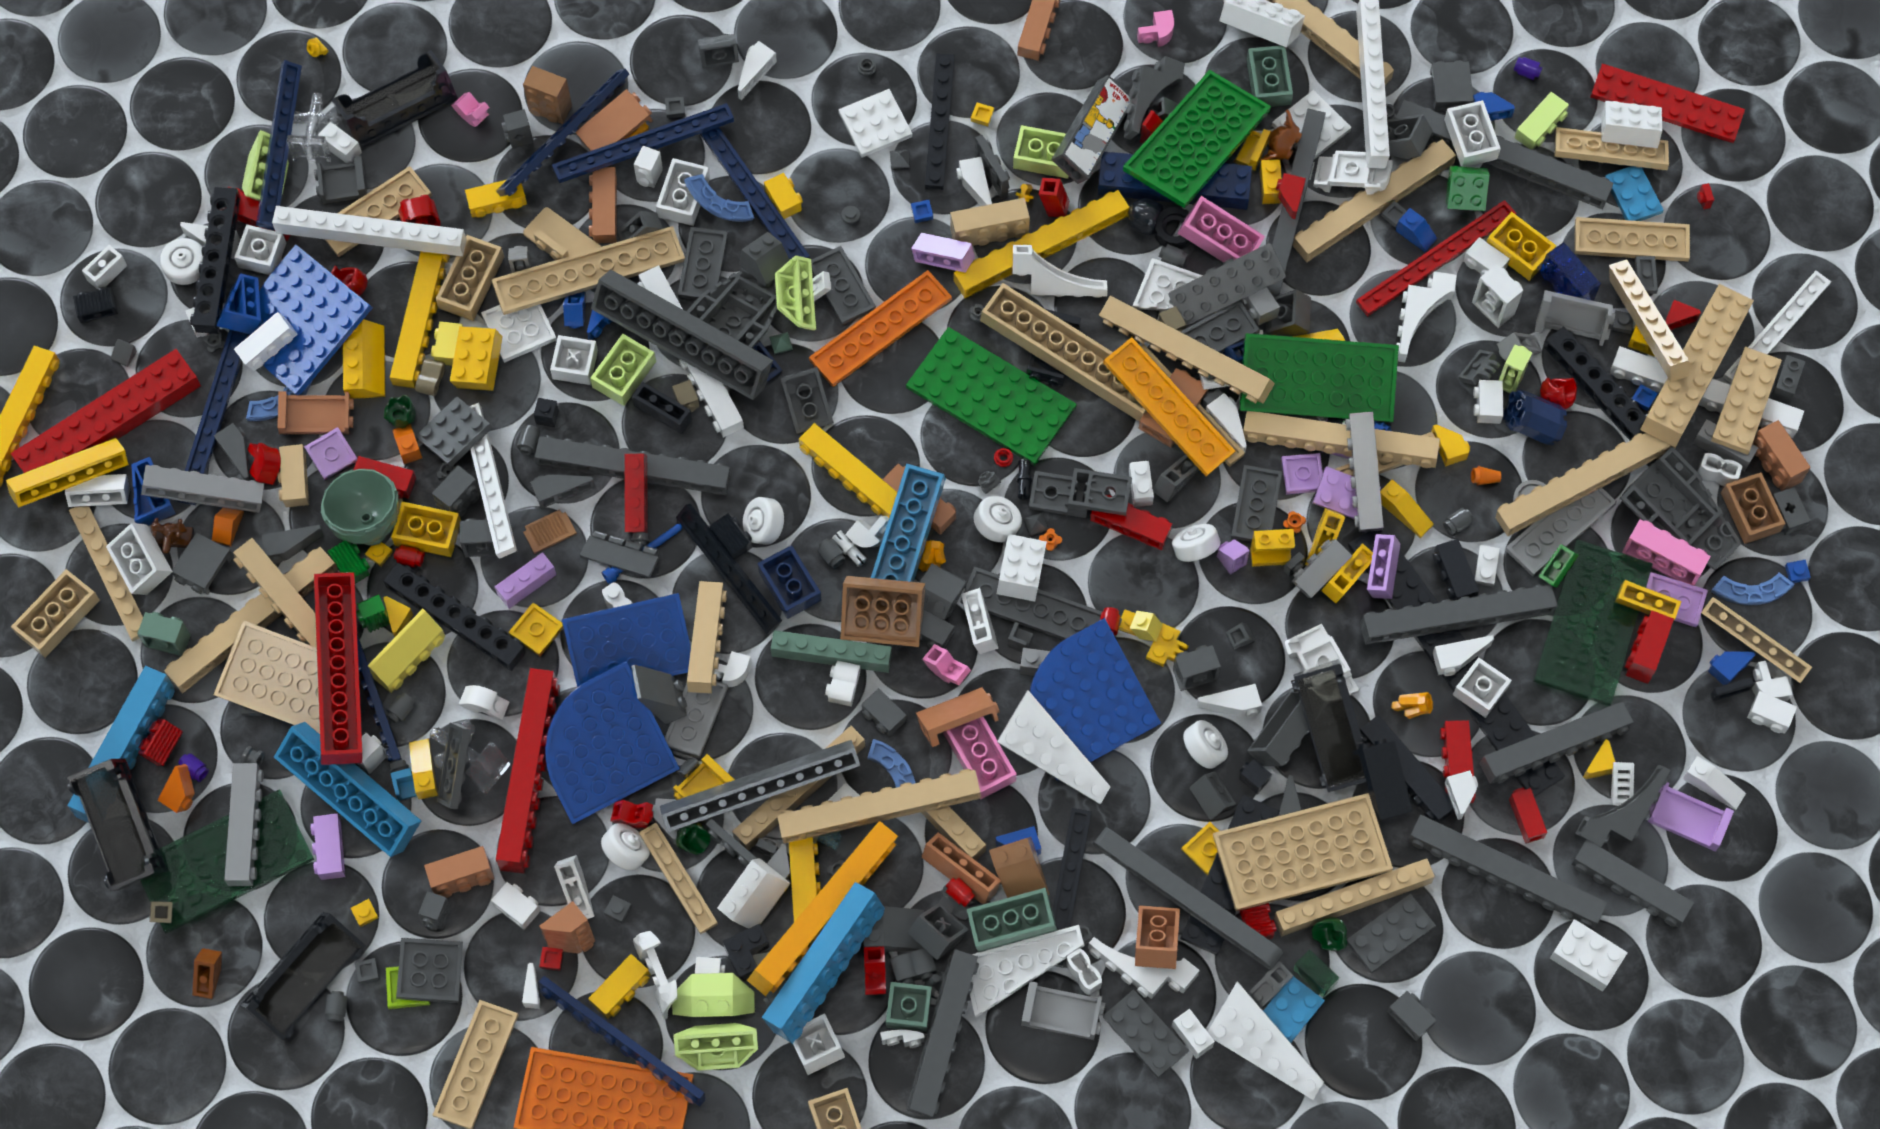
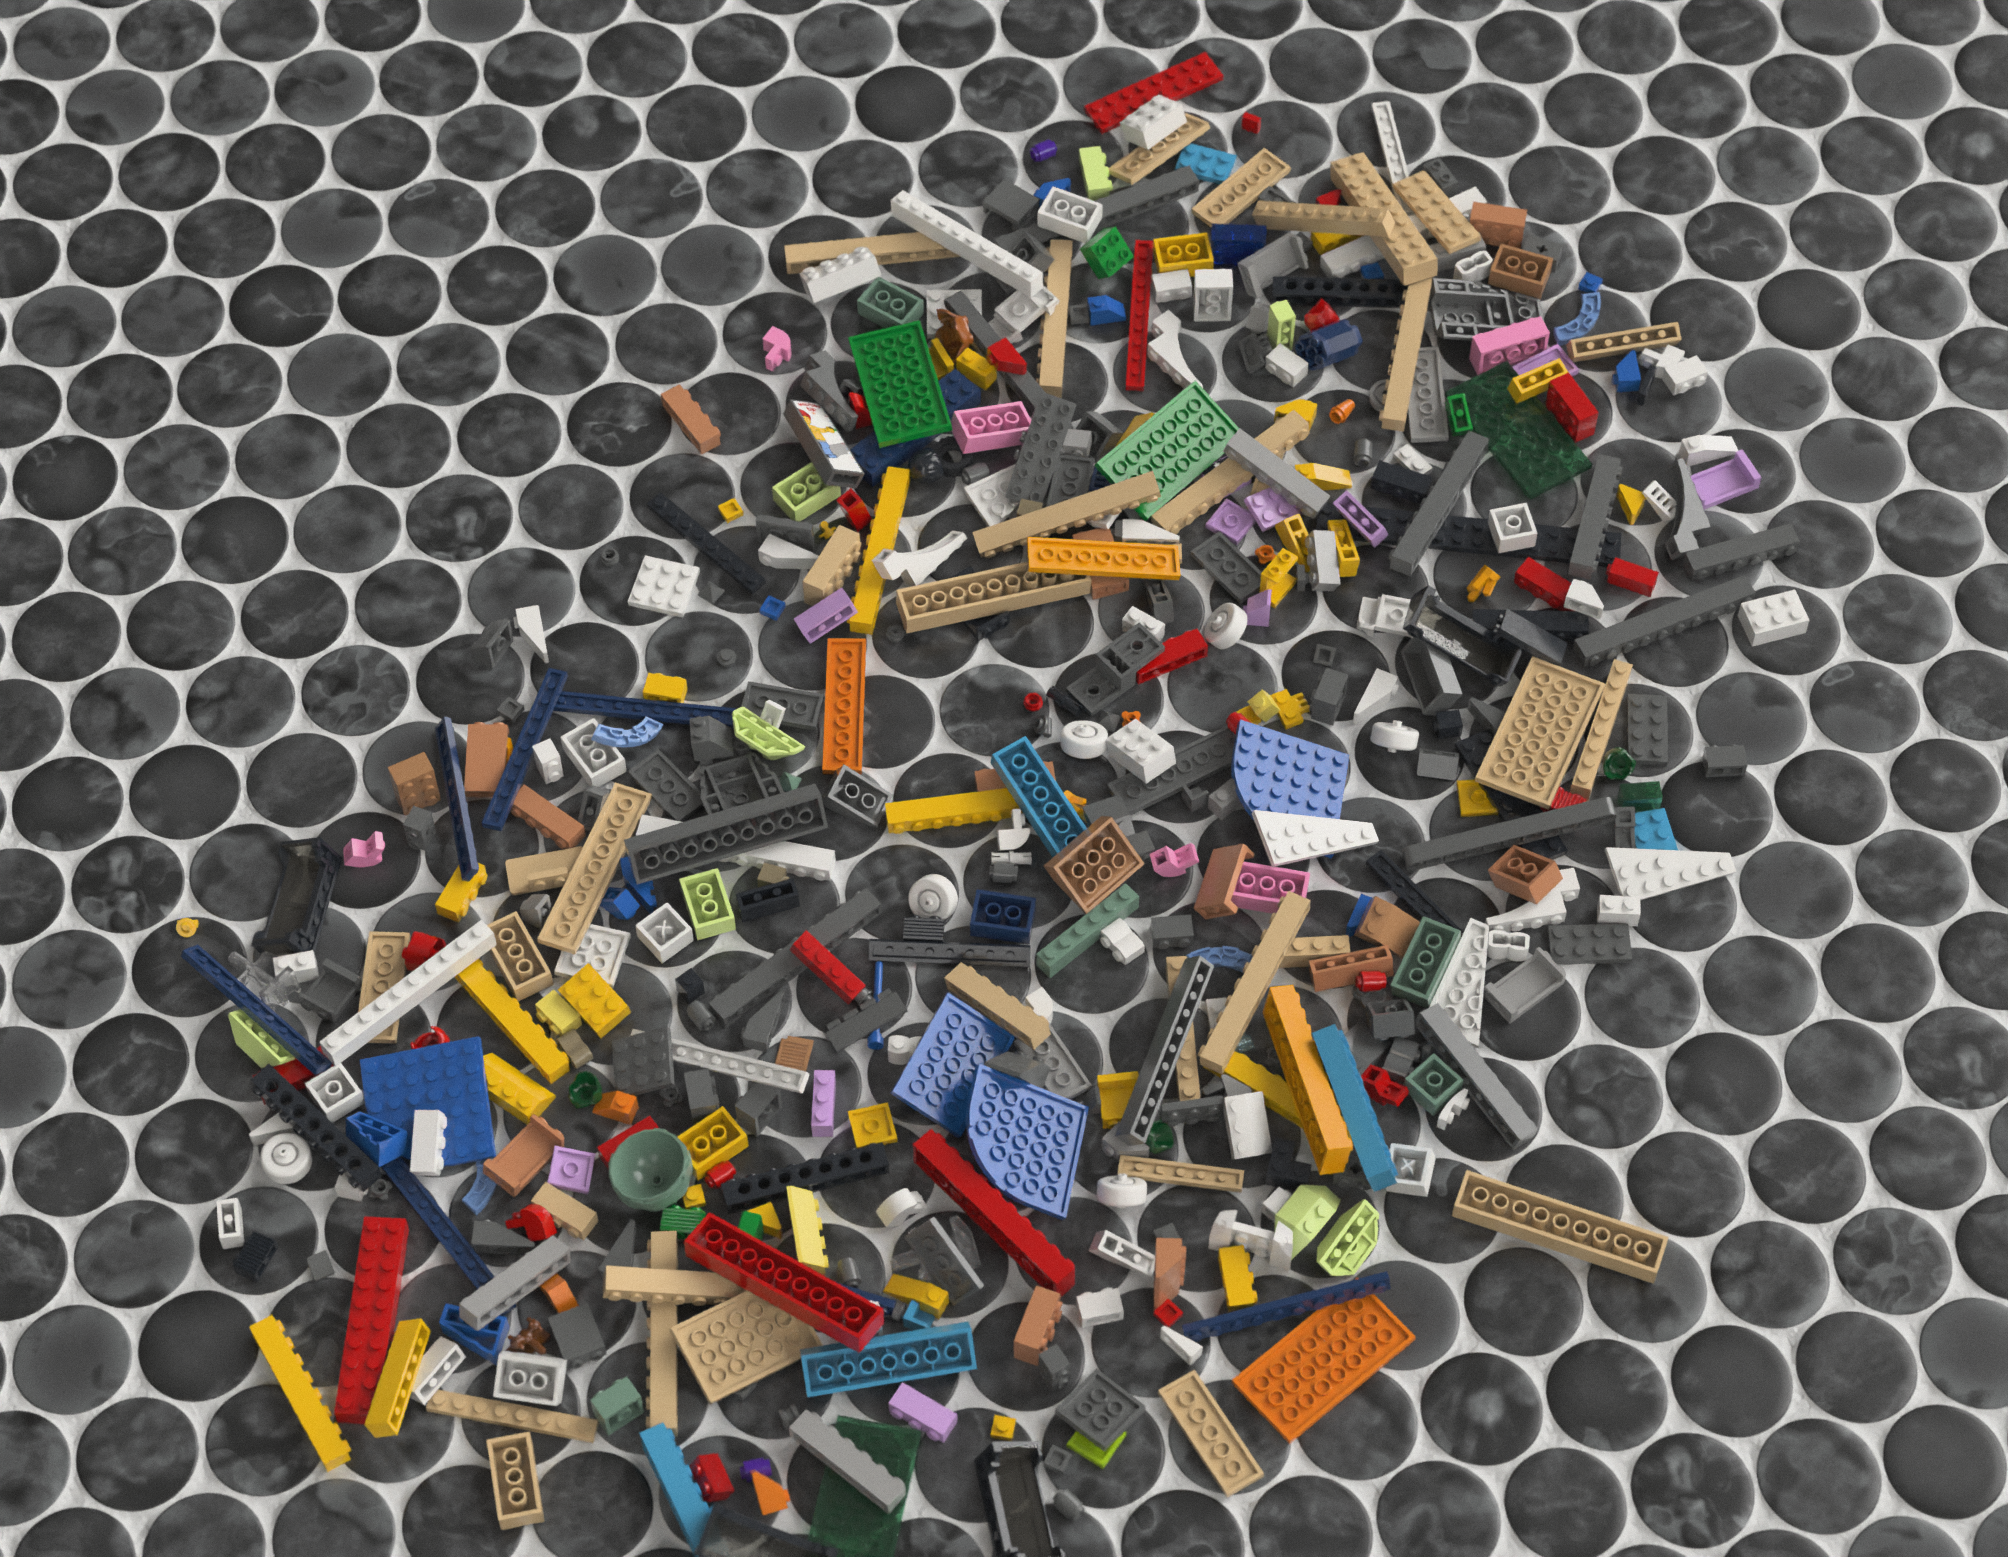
camera: 50 degrees left, 10 degrees down
(632, 814) = (1100, 1165): red brick -> none
(979, 621) = (1158, 811): white slope -> none
(991, 396) = (972, 674): green plate -> none
(1454, 656) = (1471, 526): white slope -> none

